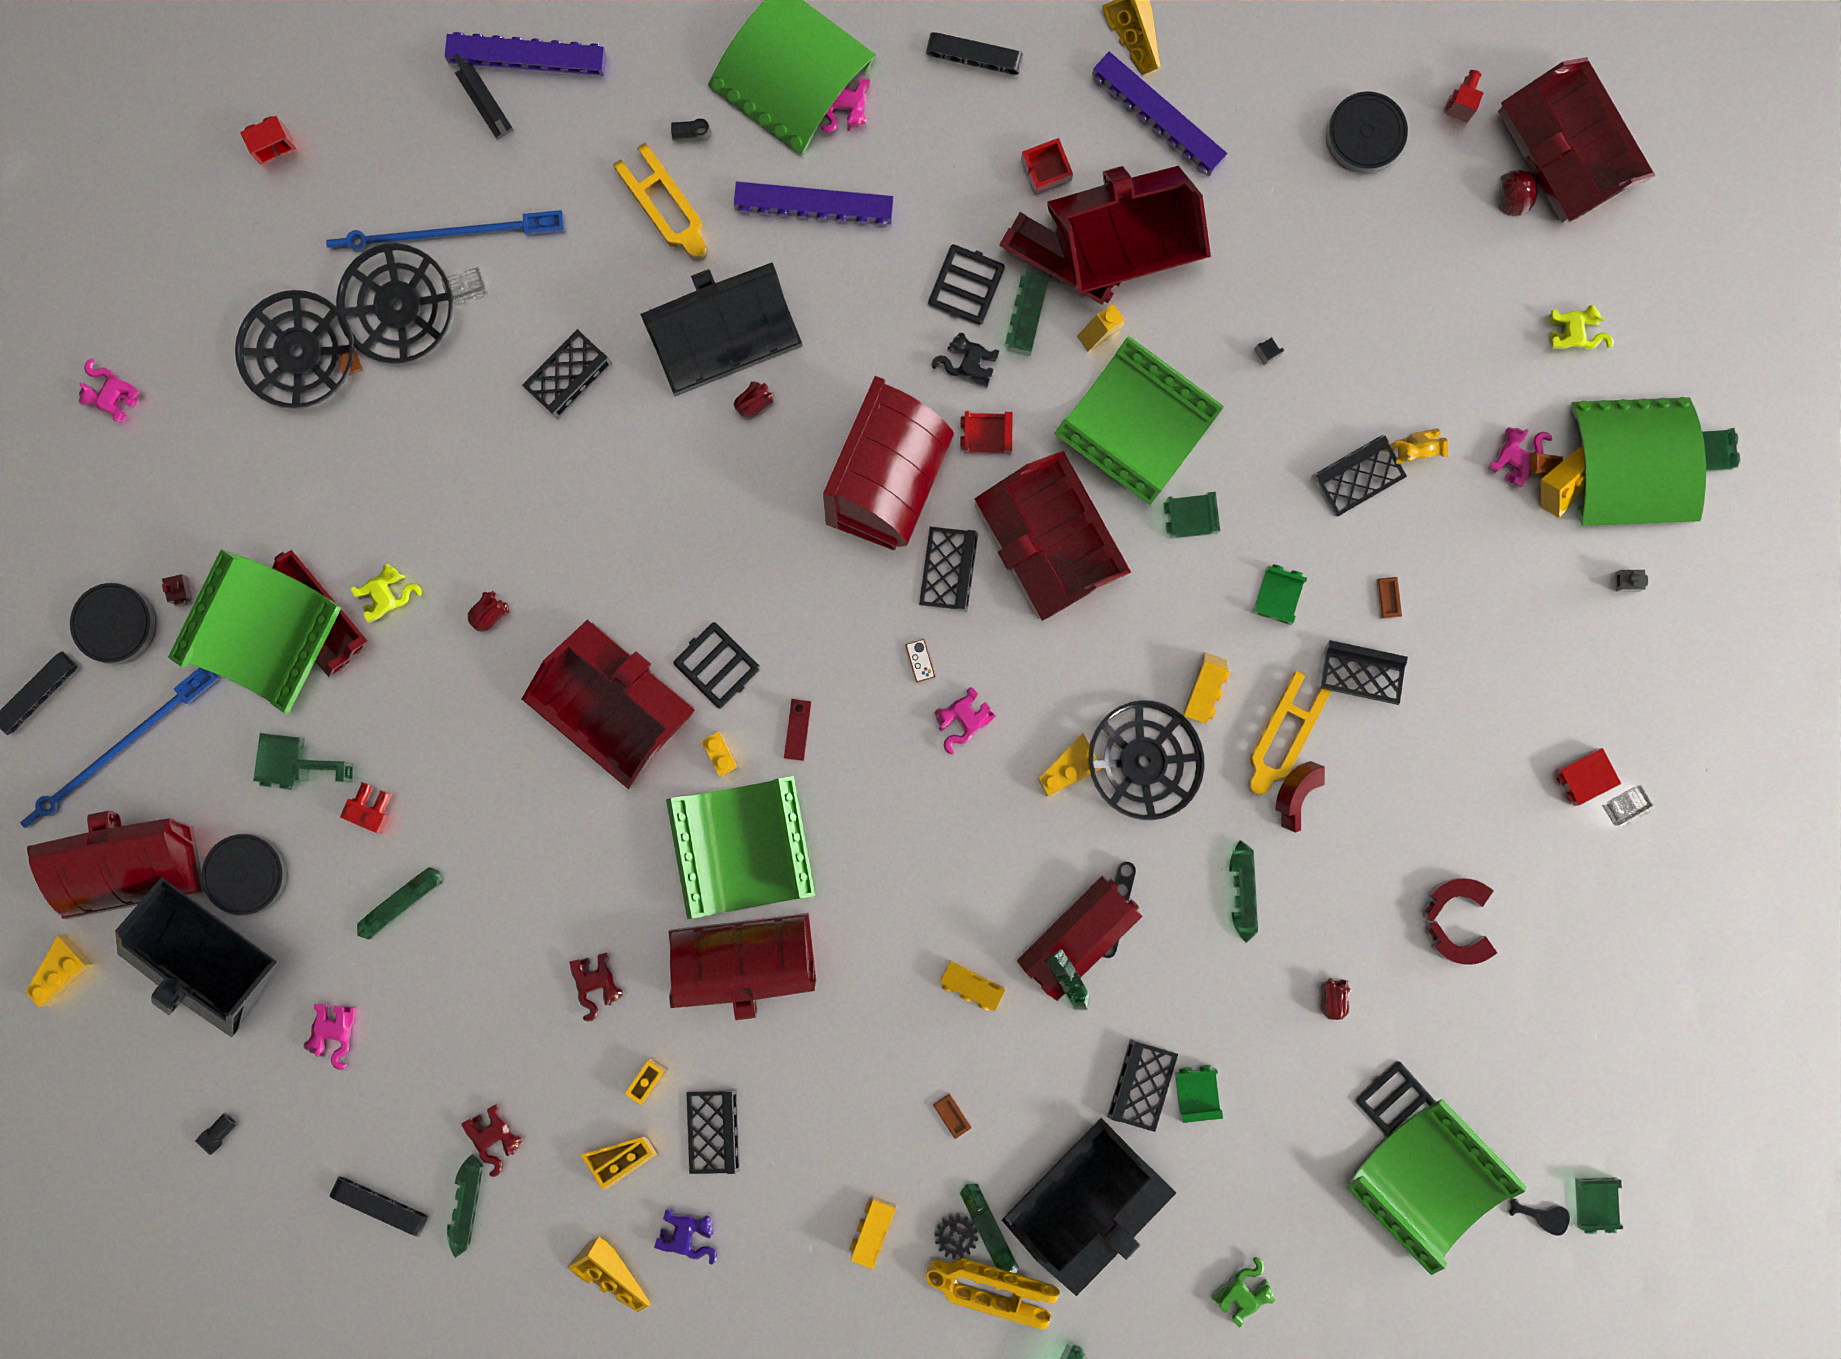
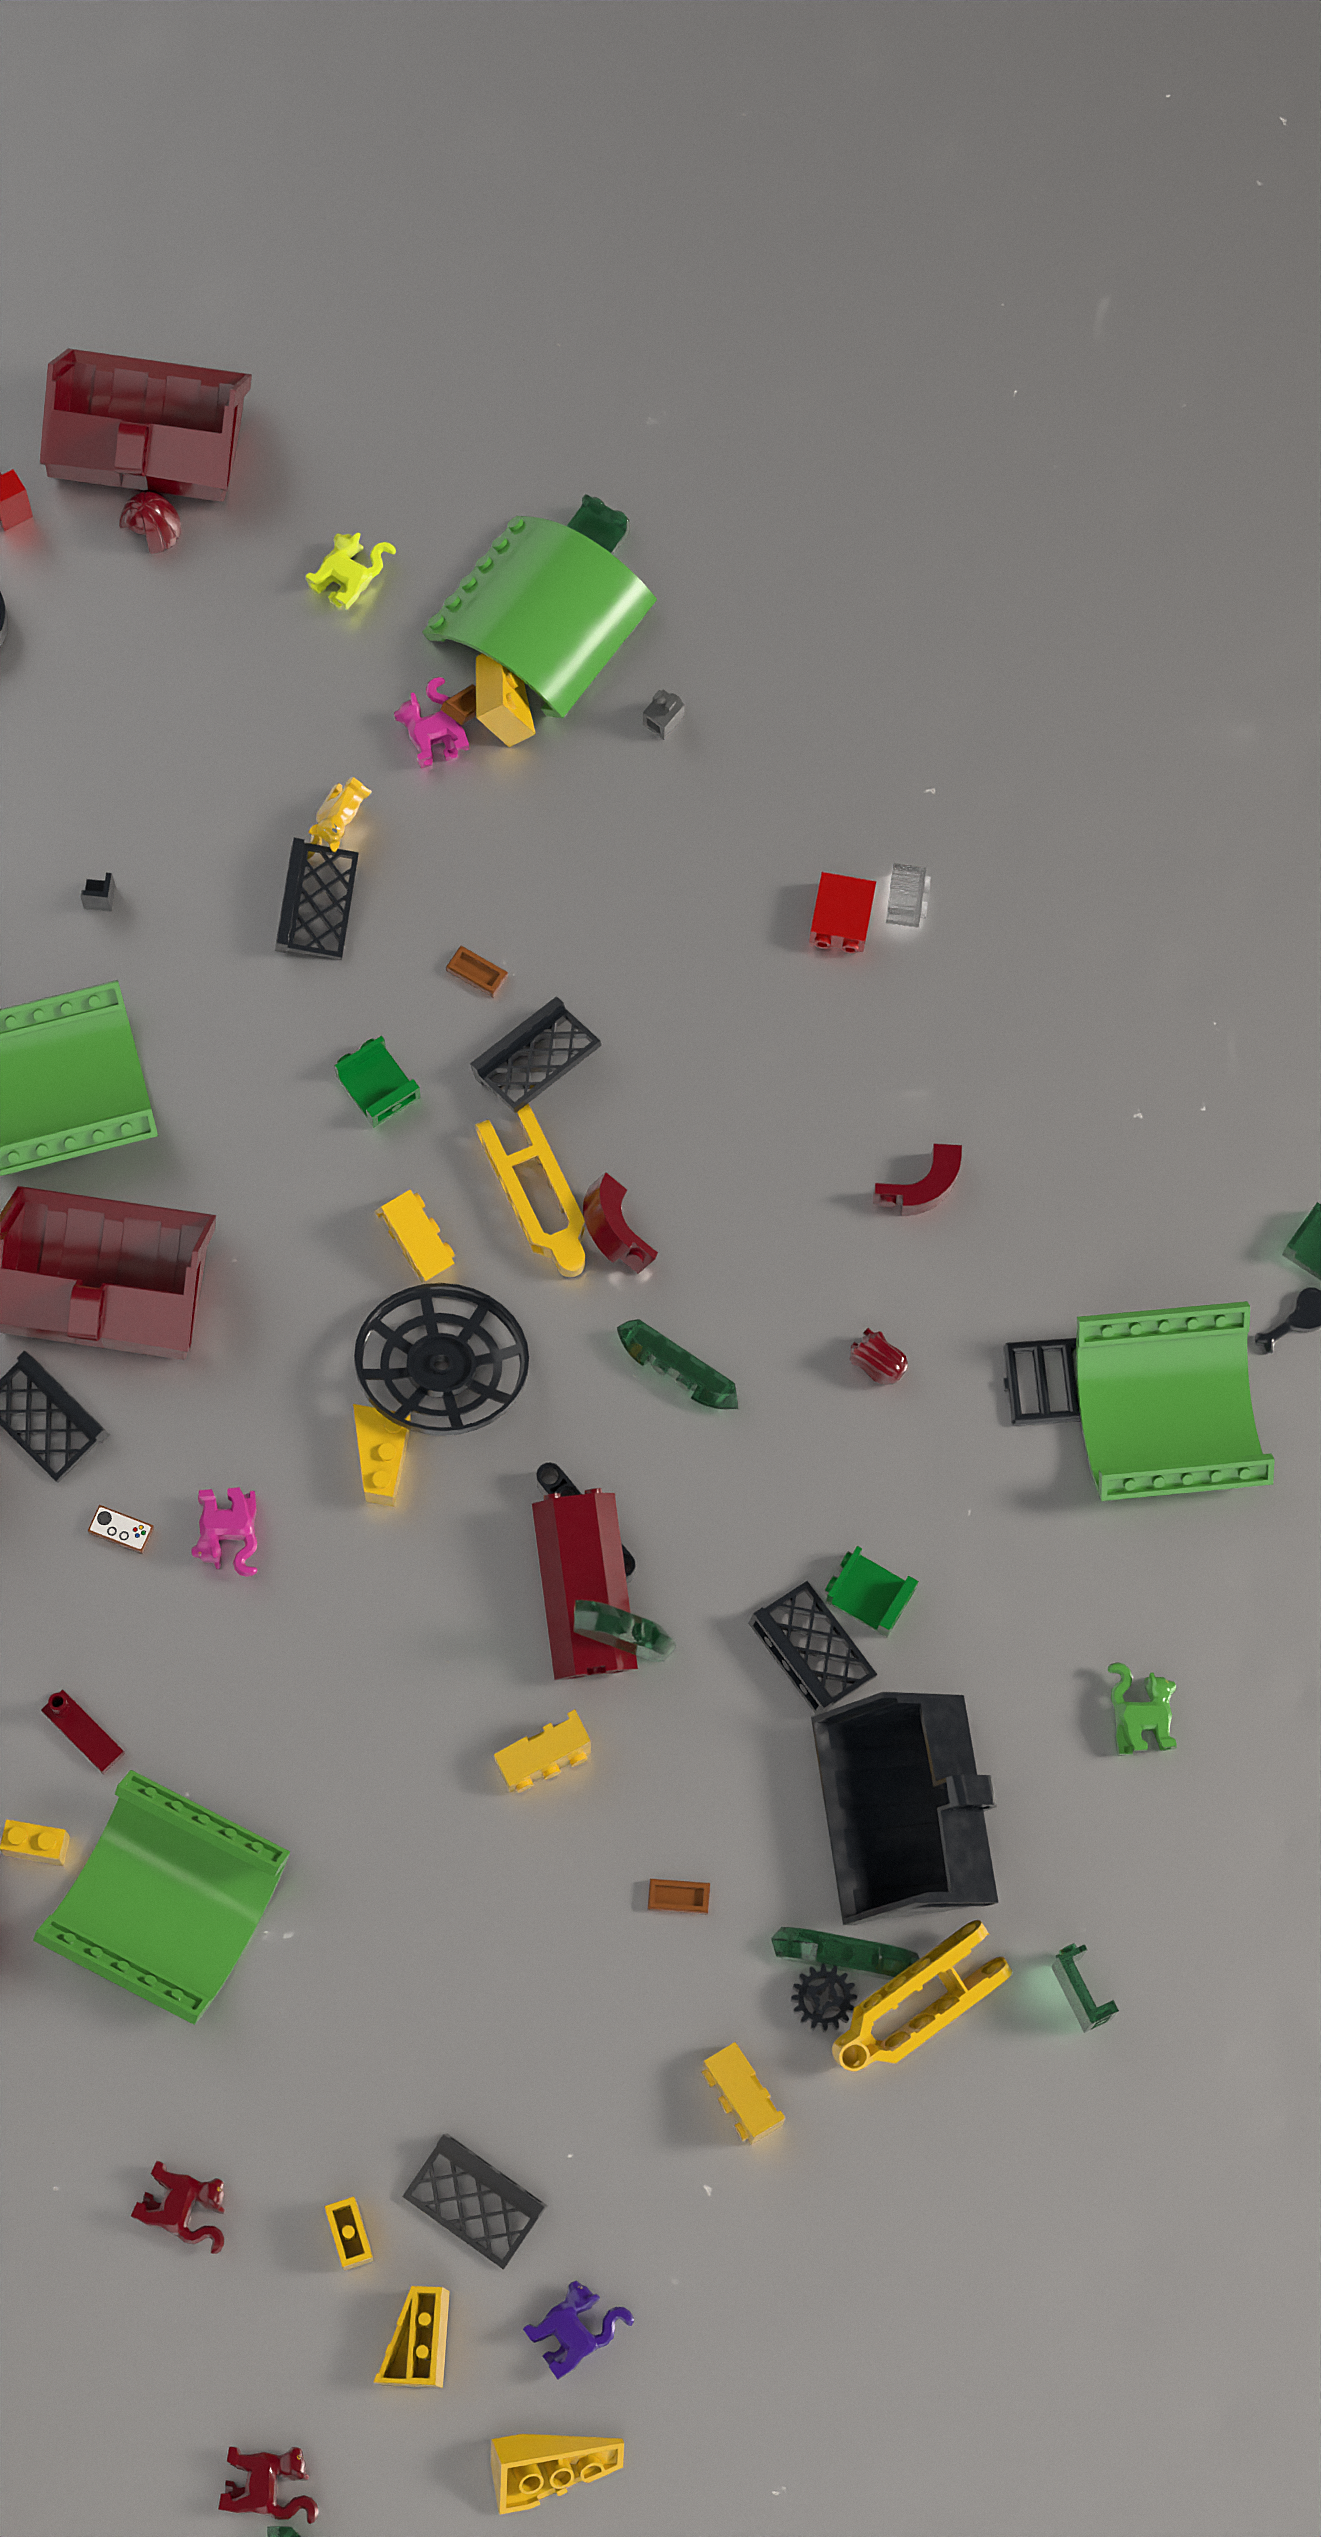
camera: 50 degrees left, 15 degrees down
(741, 962) = (297, 2000): dark red piece -> none
(1192, 515) = (211, 1107): clear green panel -> none
(1470, 889) = (864, 1127): dark red arch -> none

